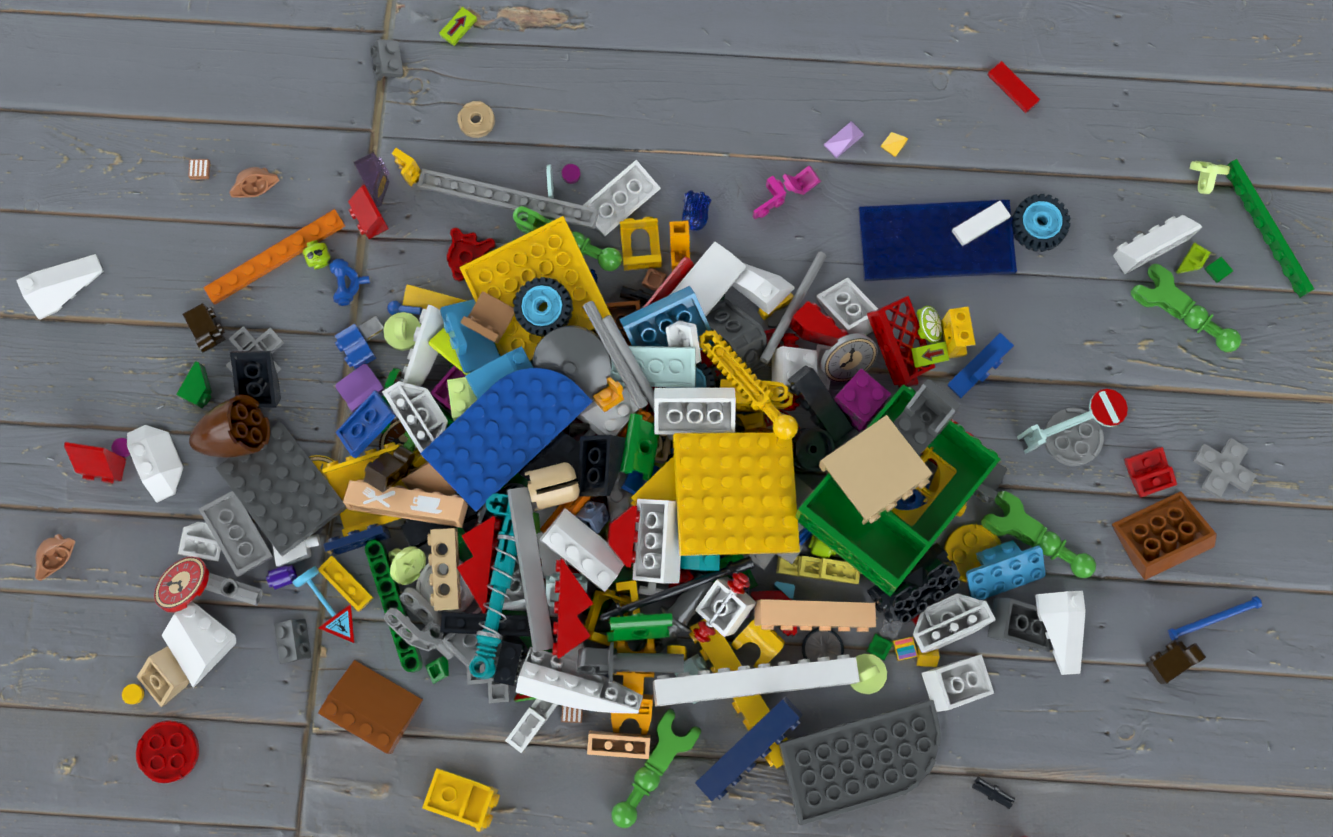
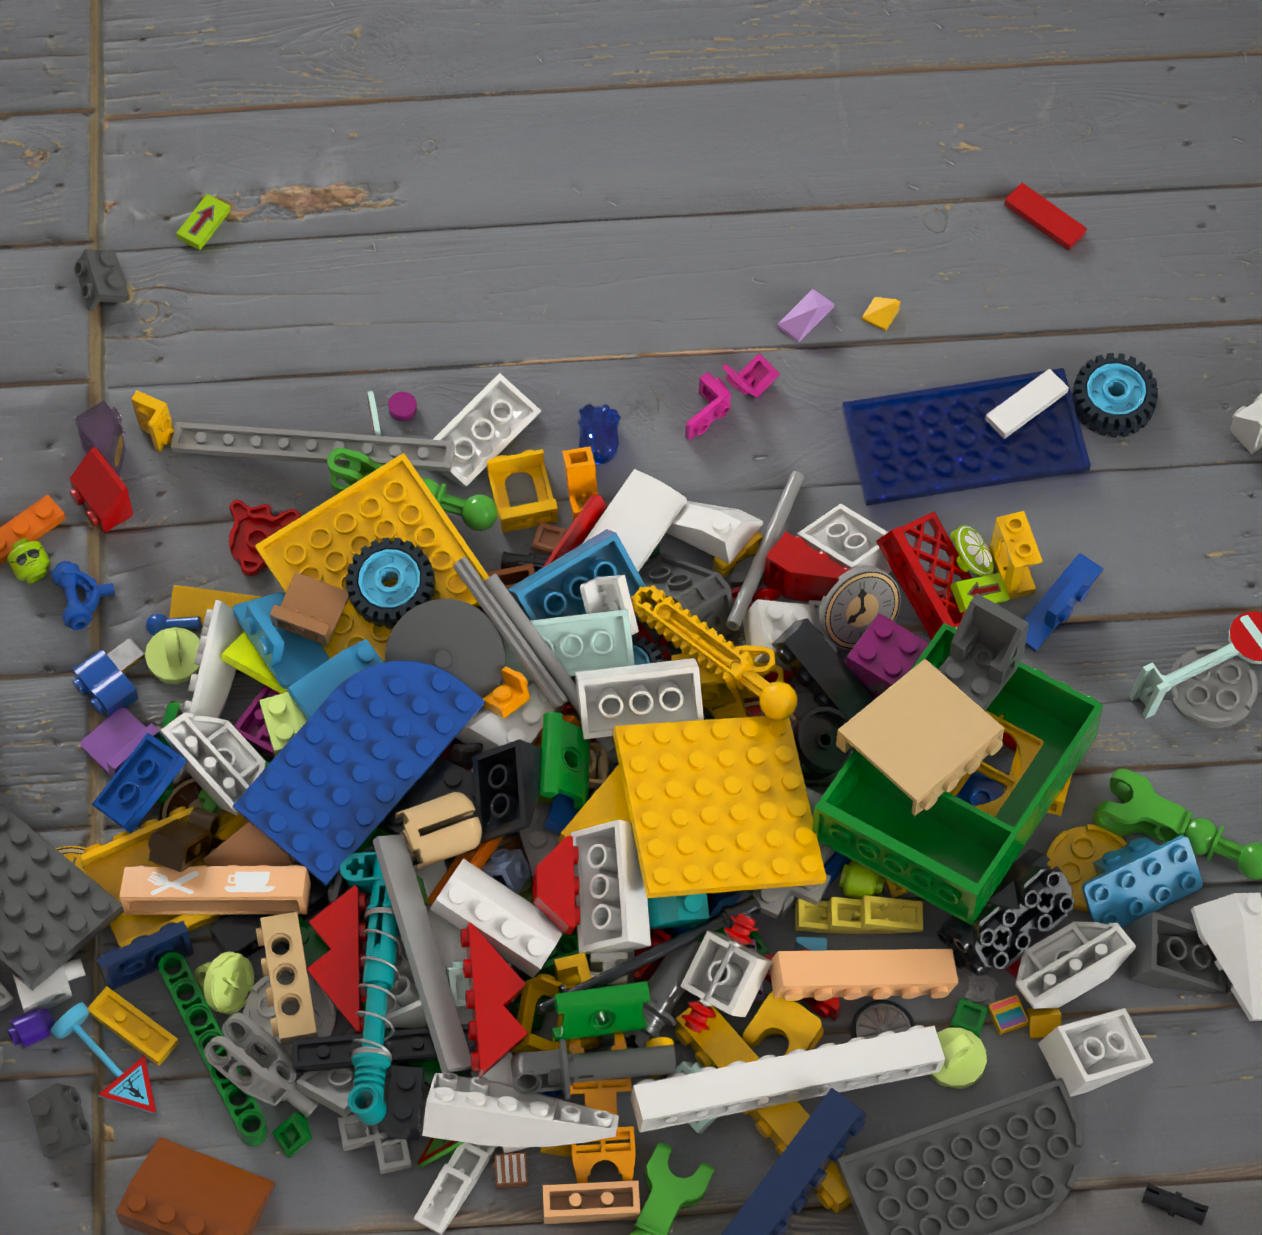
camera: 10 degrees left, 15 degrees down
(479, 129) = (247, 361): tan tile -> none
(987, 490) = (1098, 762): dark grey bracket -> none

